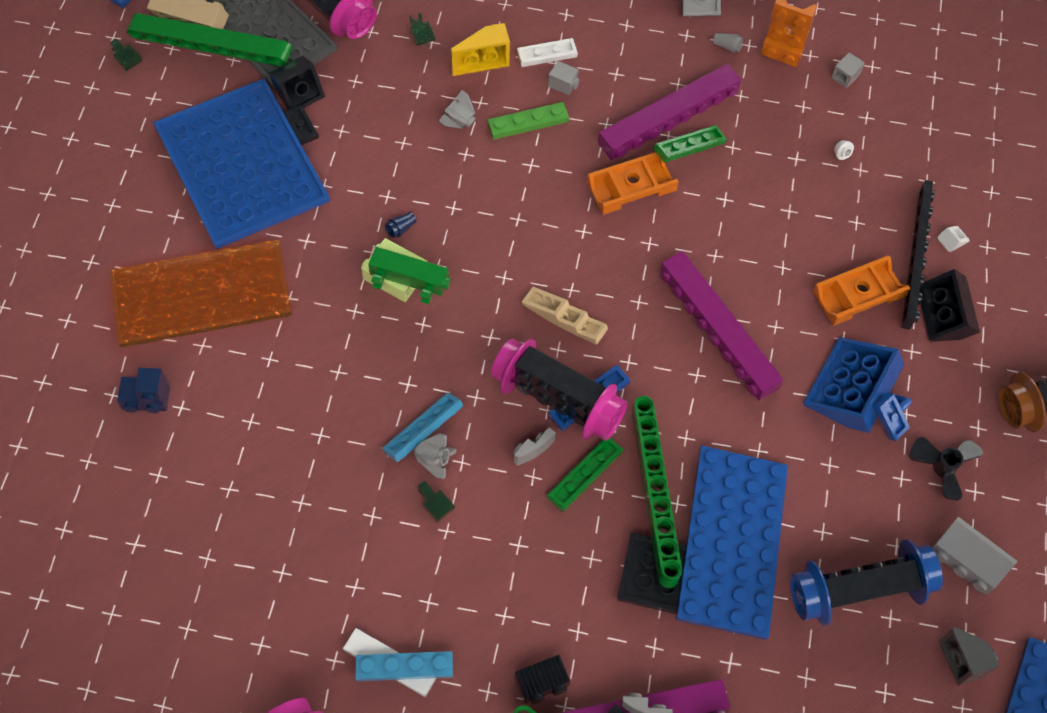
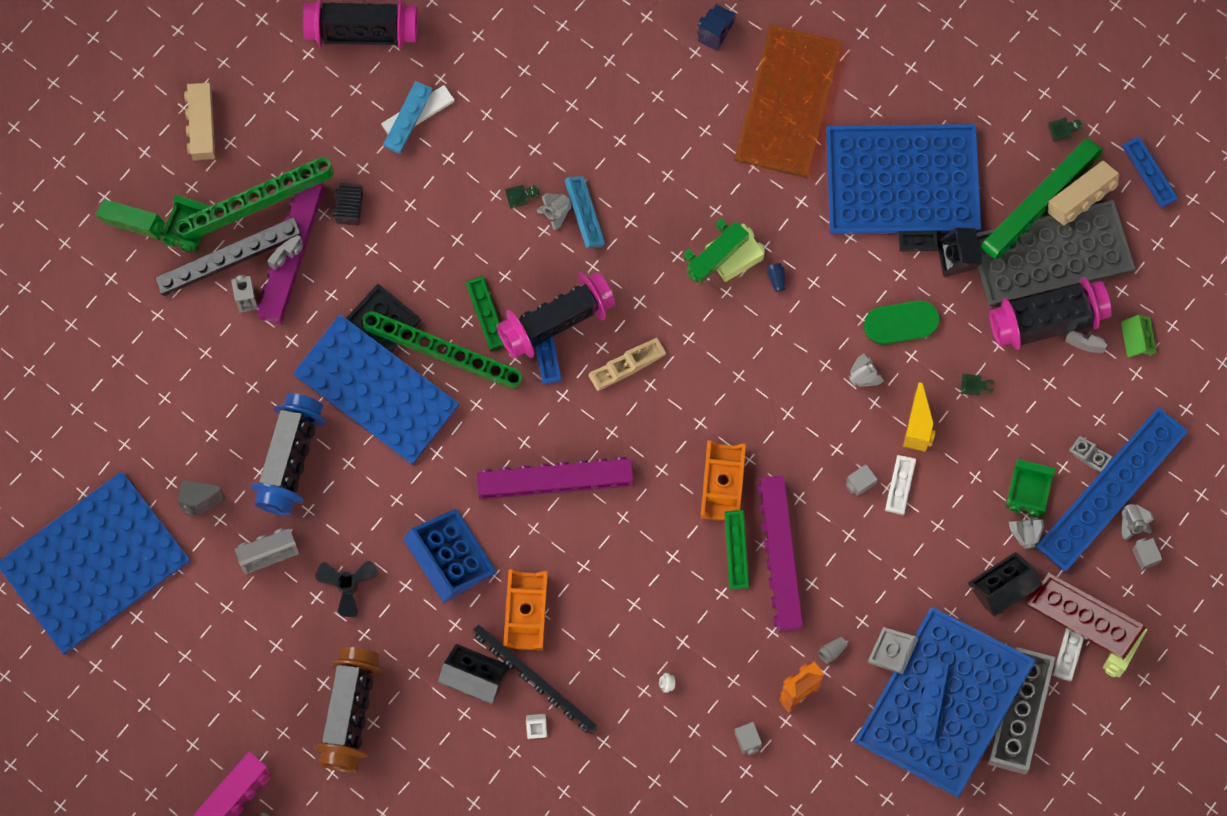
camera: 120 degrees right, 10 degrees up
(390, 109) = (901, 322): none -> green tile
(528, 120) = (833, 431): bright green plate -> none
(530, 450) = (525, 276): light grey slope -> none
(890, 412) = (403, 564): blue plate -> none

